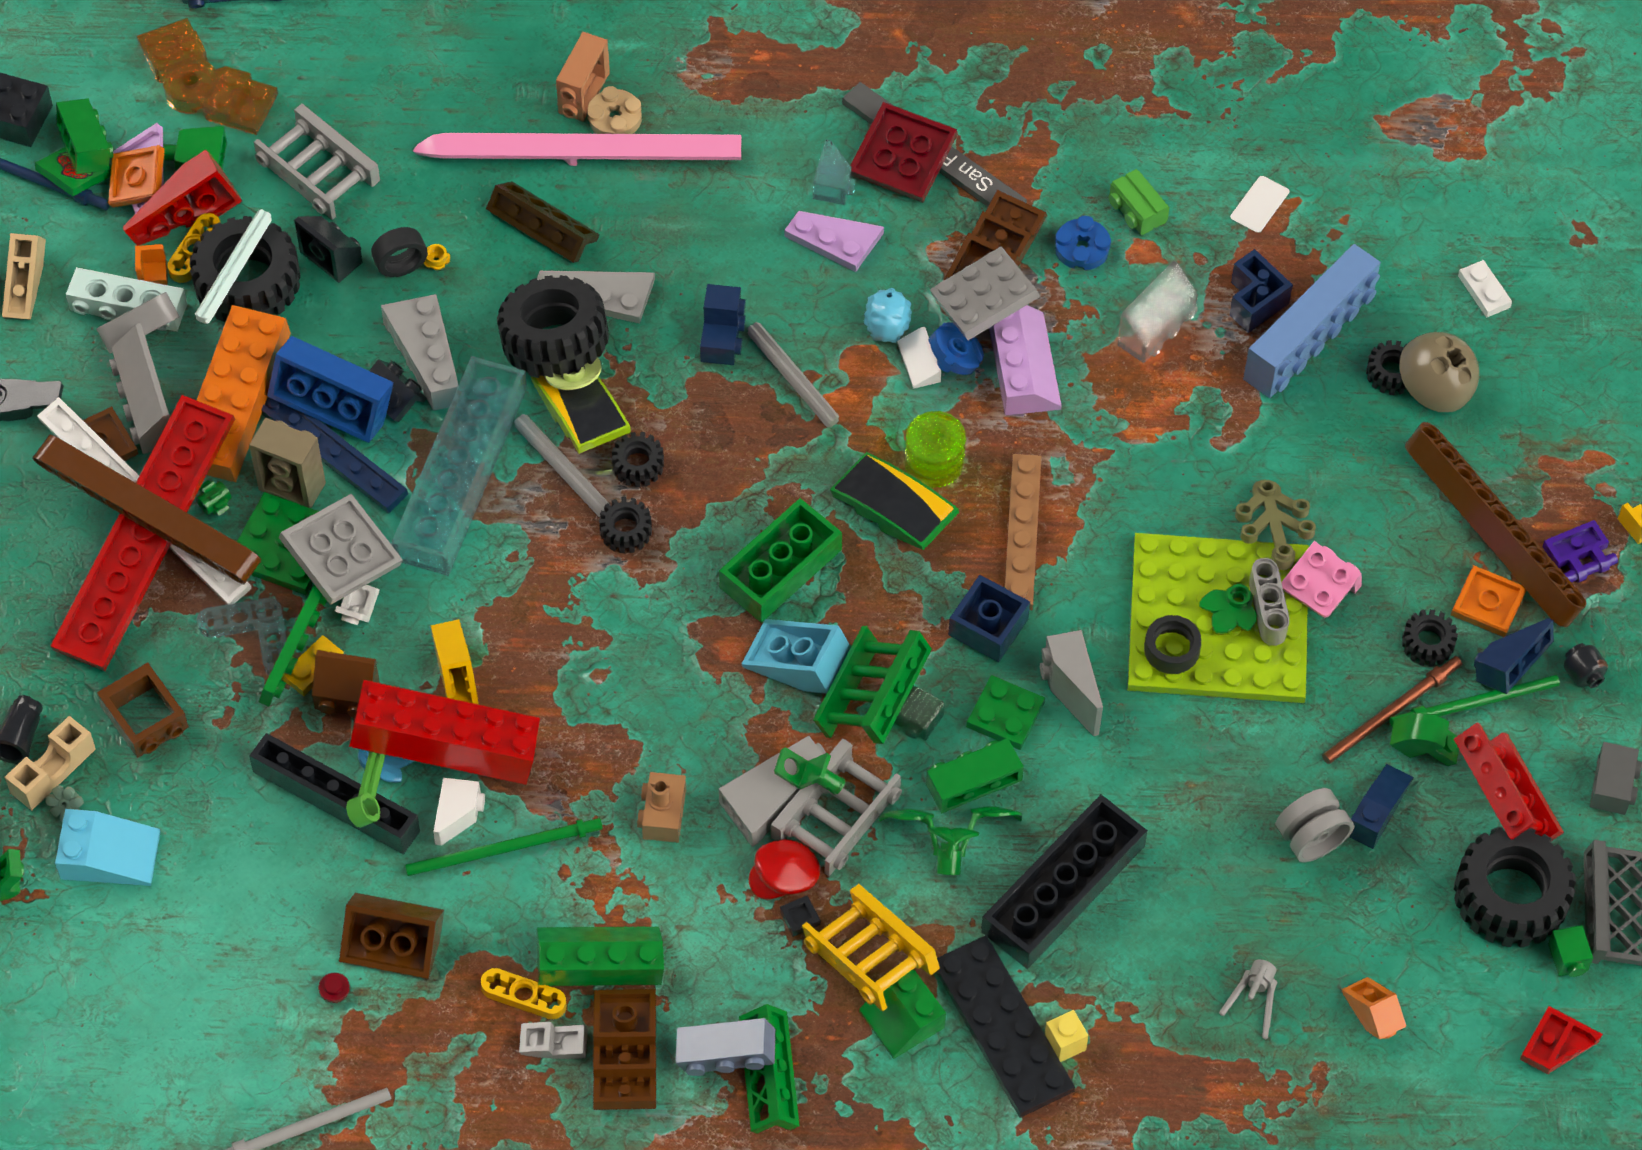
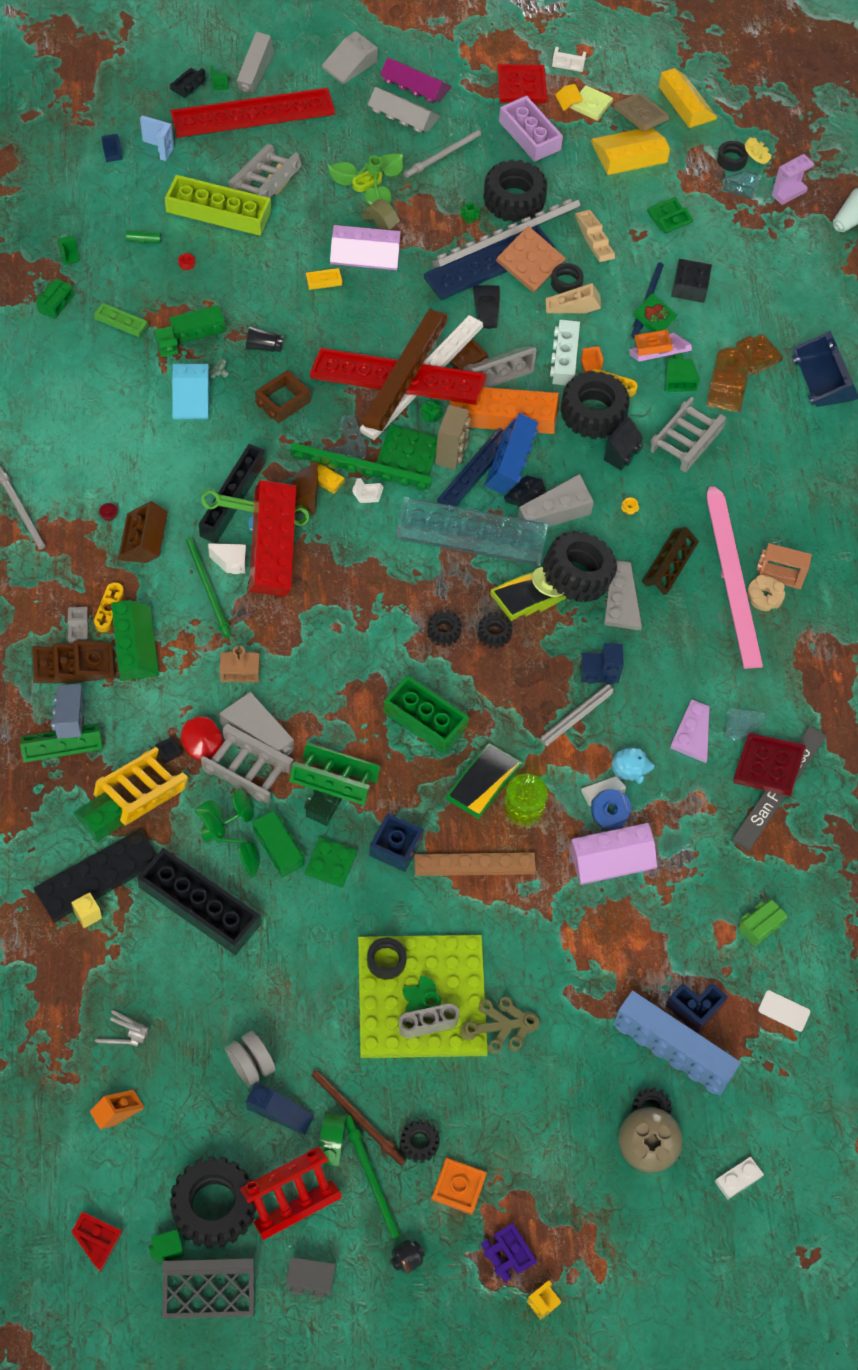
camera: 80 degrees right, 0 degrees up
(67, 749) = (252, 364): tan arch -> none
(83, 136) = (676, 313): green brick -> none
(150, 314) = (546, 356): light grey beam -> none
(191, 191) = (647, 370): red wedge -> none
(233, 266) = (585, 389): light aqua axle -> none
(340, 549) = (395, 470): light grey plate -> none
(394, 241) = (624, 481): black tyre -> none
(454, 661) = (328, 544): yellow slope -> none
(561, 464) = (485, 590): light grey axle -> none
(798, 654) = (358, 732): medium azure slope -> none
(809, 772) = (261, 738): green bracket -> none
(984, 293) = (654, 818): light grey plate -> none
(1005, 224) = (703, 830): reddish brown slope -> none
(1072, 678) = (354, 896): light grey slope -> none
(1082, 230) = (723, 878): blue plate -> none
(1157, 313) = (663, 936): clear slope -> none
(1321, 579) = (456, 1060): bright pink bracket -> none
(1495, 524) = (511, 1186): reddish brown beam -> none
(1512, 656) = (407, 1199): dark blue slope -> none

